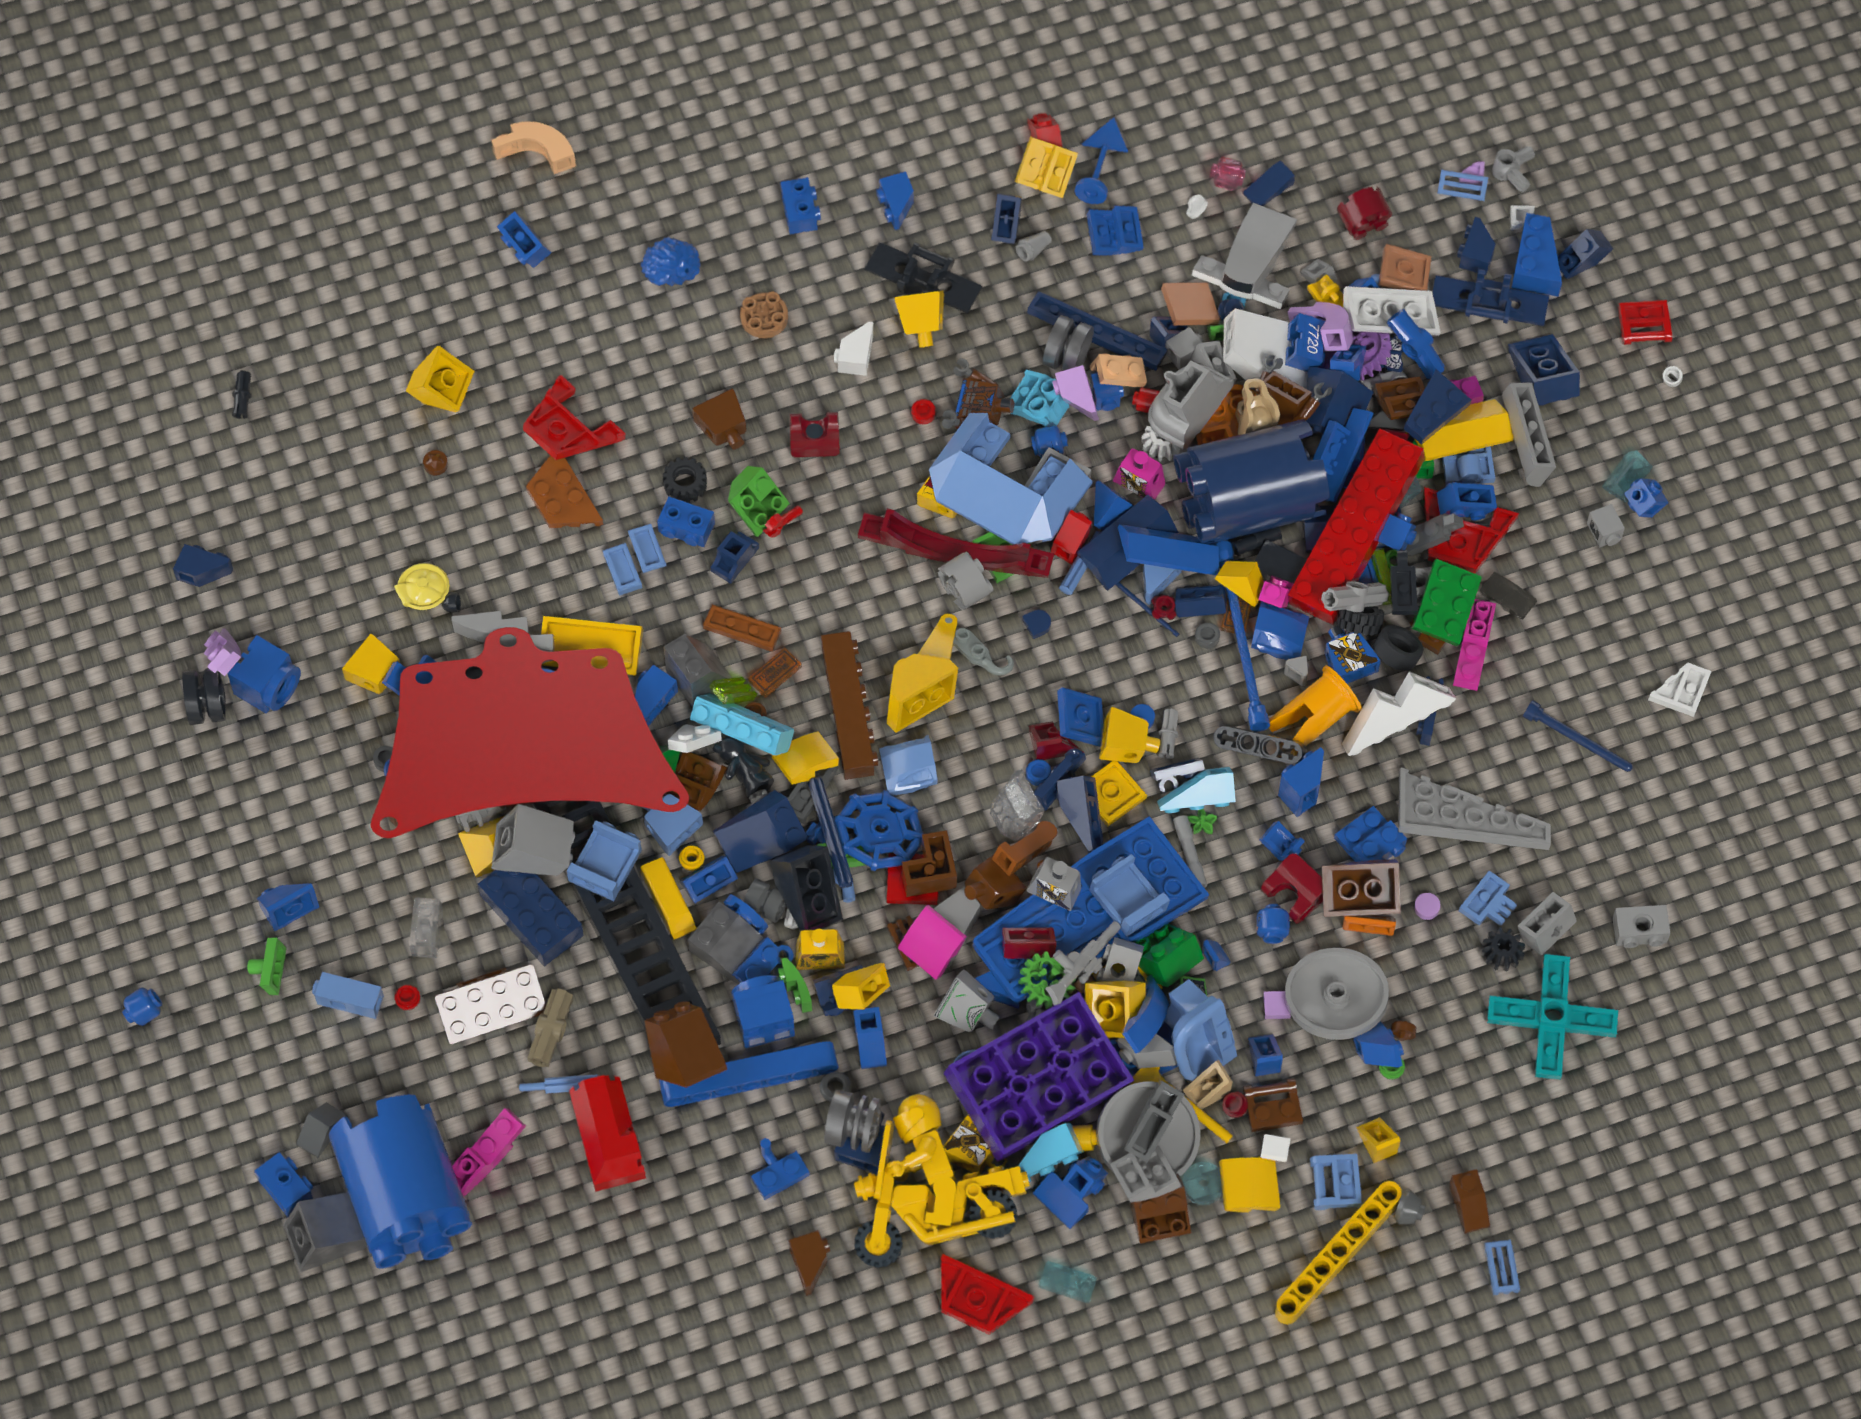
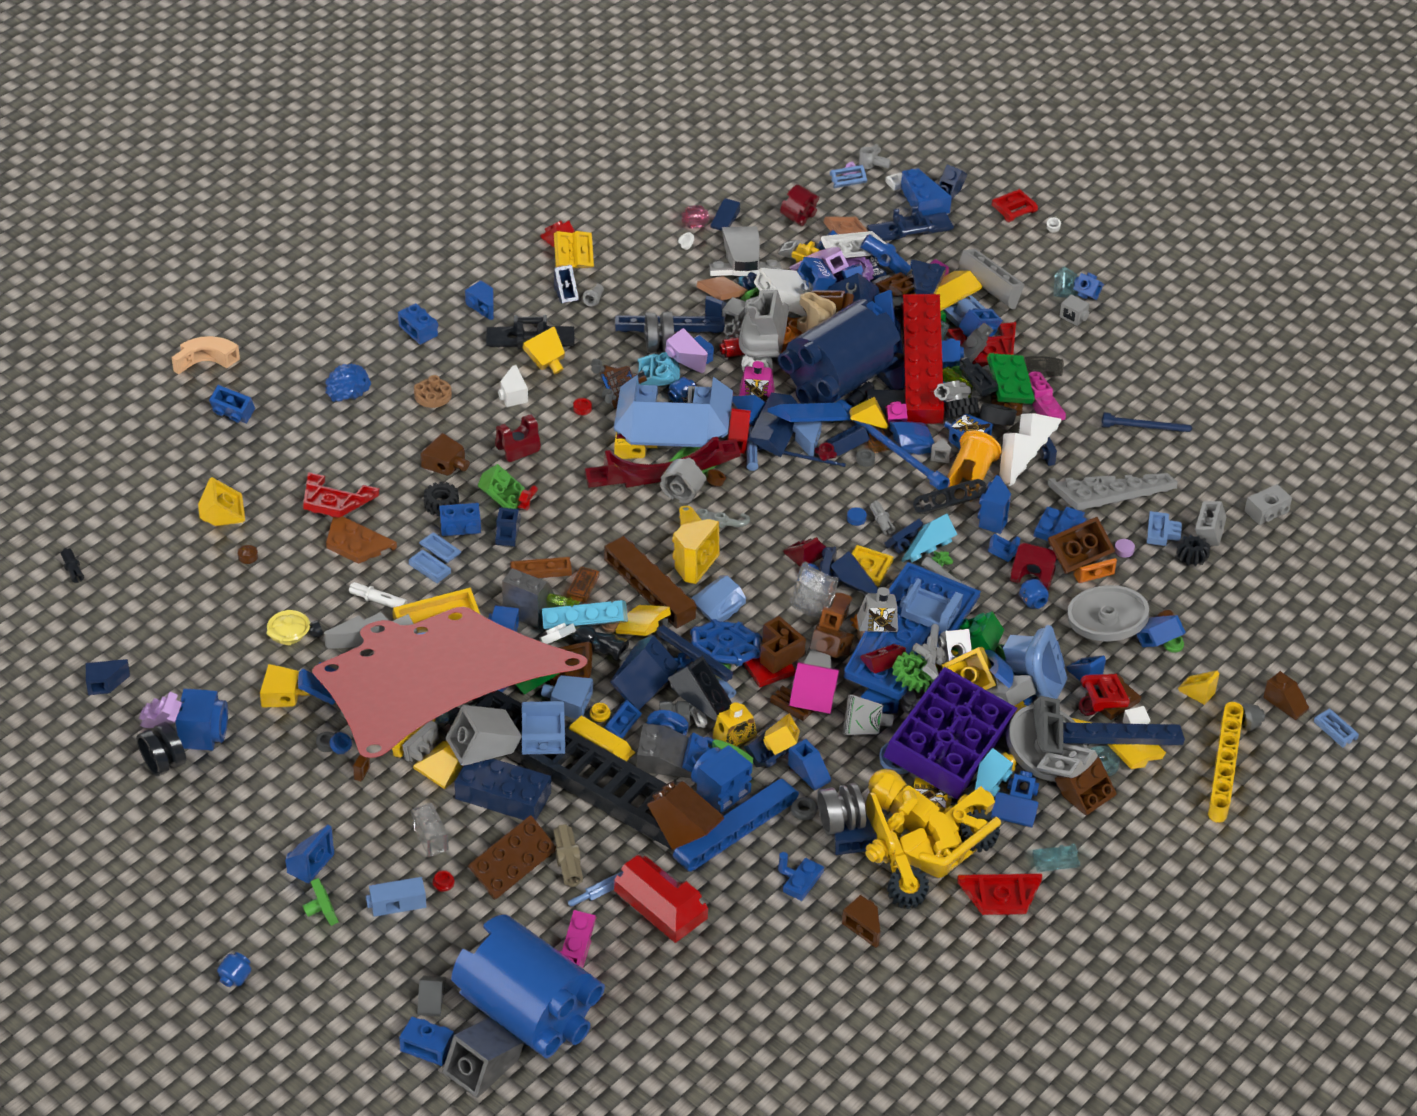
camera: 30 degrees left, 20 degrees down
(541, 587) = (372, 594): none -> white axle
(1012, 588) = (715, 477): none -> reddish brown tile
(1037, 623) = (746, 491): dark blue tile -> none
(1080, 716) = (818, 527): blue tile -> none
(1107, 137) = (612, 251): blue piece -> none
(1115, 231) = (641, 271): blue slope -> none
(1119, 370) = (705, 333): light nougat bracket -> none
(1126, 737) = (856, 527): yellow torso -> none
(1157, 375) = (732, 329): none -> light grey gear
(1209, 1086) = (1069, 695): tan slope -> none
(1215, 955) = (1009, 626): blue slope -> none
(1238, 1163) = (1122, 733): none -> dark blue plate
(1265, 1103) = (1111, 689): none -> red plate
(1275, 1005) = (1070, 640): lavender tile -> none
(1344, 1178) = (1195, 718): medium blue plate -> none
(1478, 249) = (882, 202): dark blue slope -> none
(1547, 368) = (987, 243): dark blue slope -> none
(1552, 1033) = (1253, 574): teal piece -> none
(1683, 690) = (1190, 375): white wing -> none

